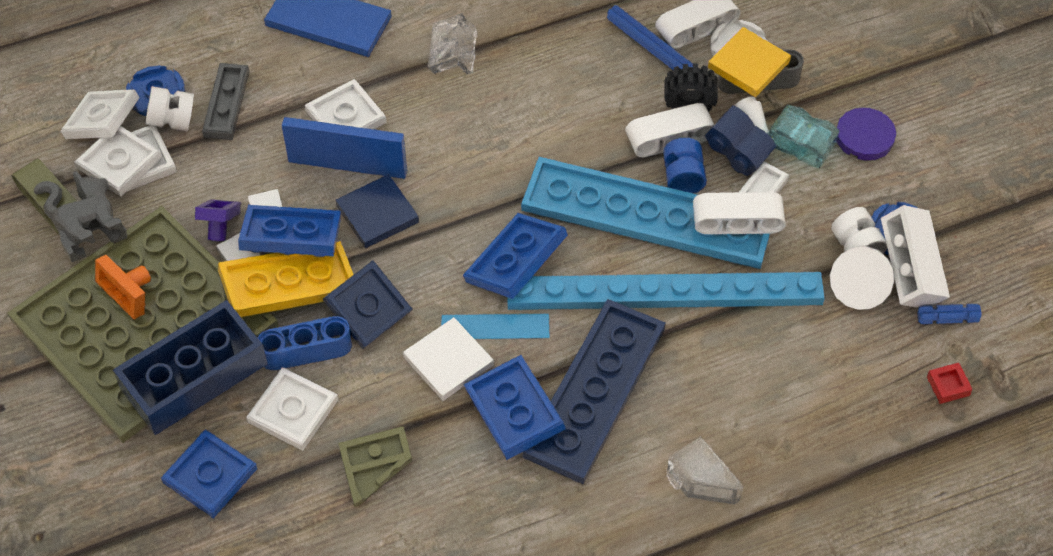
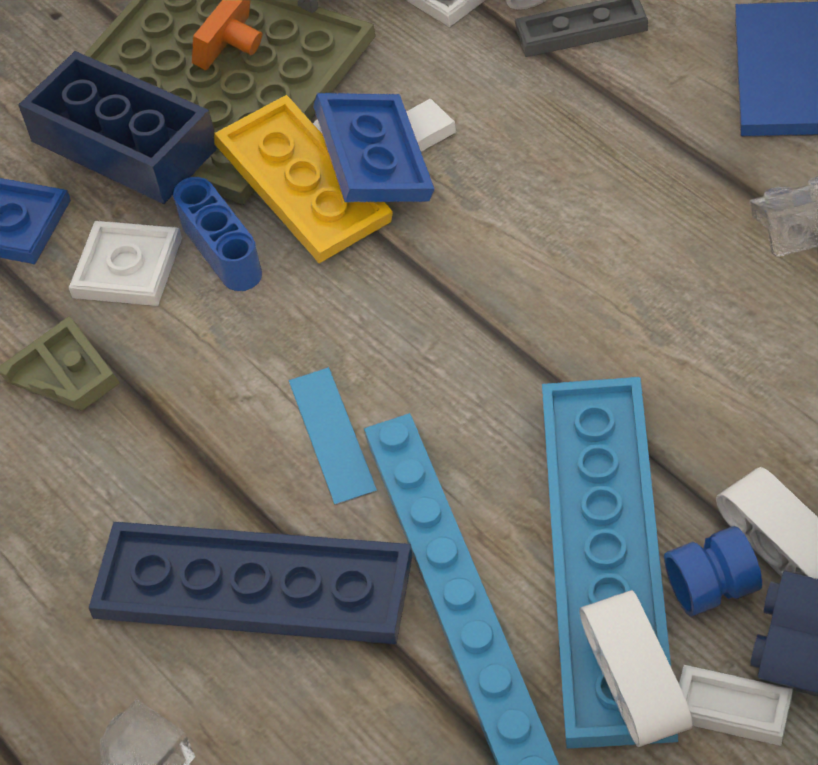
camera: 80 degrees right, 5 degrees down
(217, 214) = (377, 72): dark purple tile -> none
(345, 147) = (536, 153): blue tile -> none
(347, 106) = (622, 146): white tile -> none
(368, 304) = (298, 273): dark blue tile -> none
(377, 211) = (469, 236): dark blue tile -> none
(448, 358) = (252, 395): white tile -> none
(514, 407) = (184, 489): blue tile -> none
(515, 255) = (448, 408): blue tile -> none

